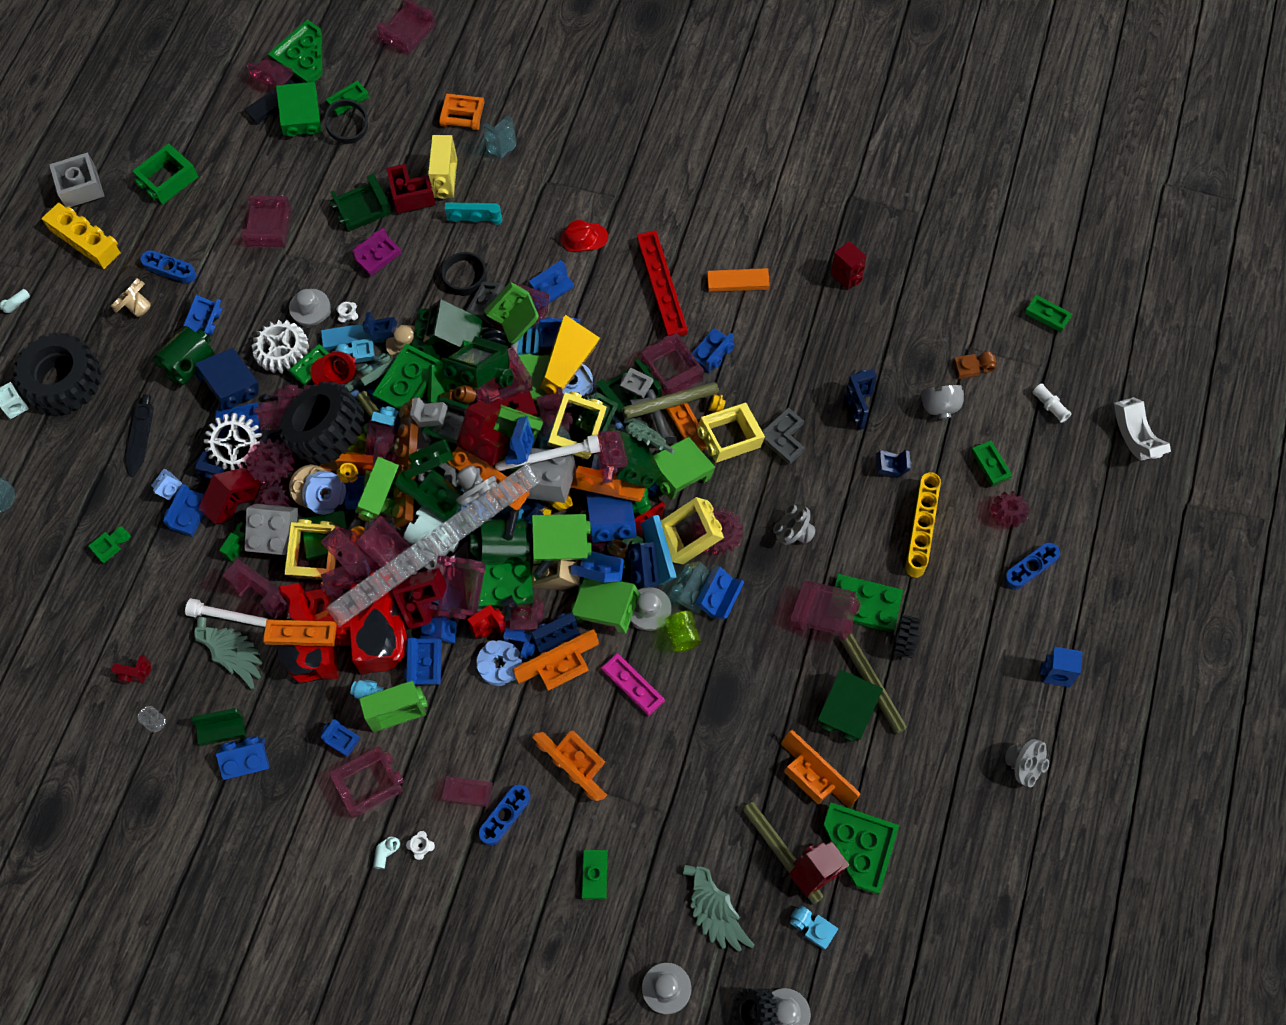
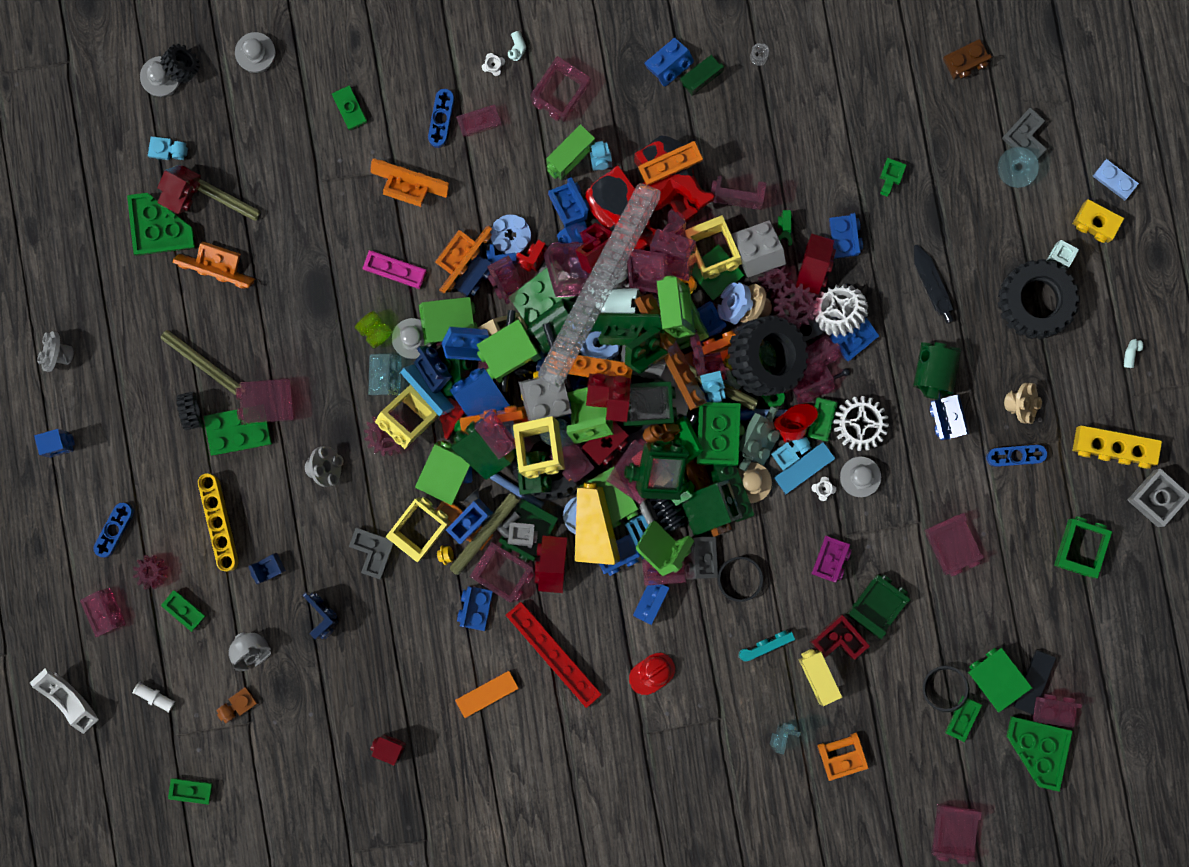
camera: 155 degrees right, 20 degrees up
(136, 674) = (800, 79): dark red bracket -> none
(166, 484) = (876, 248): light blue bracket -> none
(196, 608) = (782, 158): white piece -> none
(205, 468) = (845, 277): dark blue bracket -> none
(227, 378) = (885, 367): dark blue panel -> none
(230, 650) = (734, 139): sand green animal -> none
(339, 738) = (601, 112): blue bracket -> none
(350, 469) = (717, 326): yellow plate -> none
(379, 328) = (780, 481): dark blue bracket -> none
(428, 414) = (672, 398): light grey bracket -> none
(473, 484) = (591, 344): light grey plate -> none
(508, 604) = (524, 280): black hand -> none
(520, 442) = (574, 400): blue bracket -> none
(589, 445) = (514, 430): white piece -> none
(617, 548) = (458, 368): dark brown plate -> none
(620, 347) = (551, 567): none -> dark red brick
(643, 432) = (483, 482): sand green animal -> none
(678, 411) = (469, 521): none -> blue brick
(715, 910) = (246, 126): sand green animal -> none
(719, 593) = (358, 377): blue bracket -> none
(849, 705) = (210, 331): dark green panel -> none
(1072, 495) = (102, 612): none -> clear pink bracket

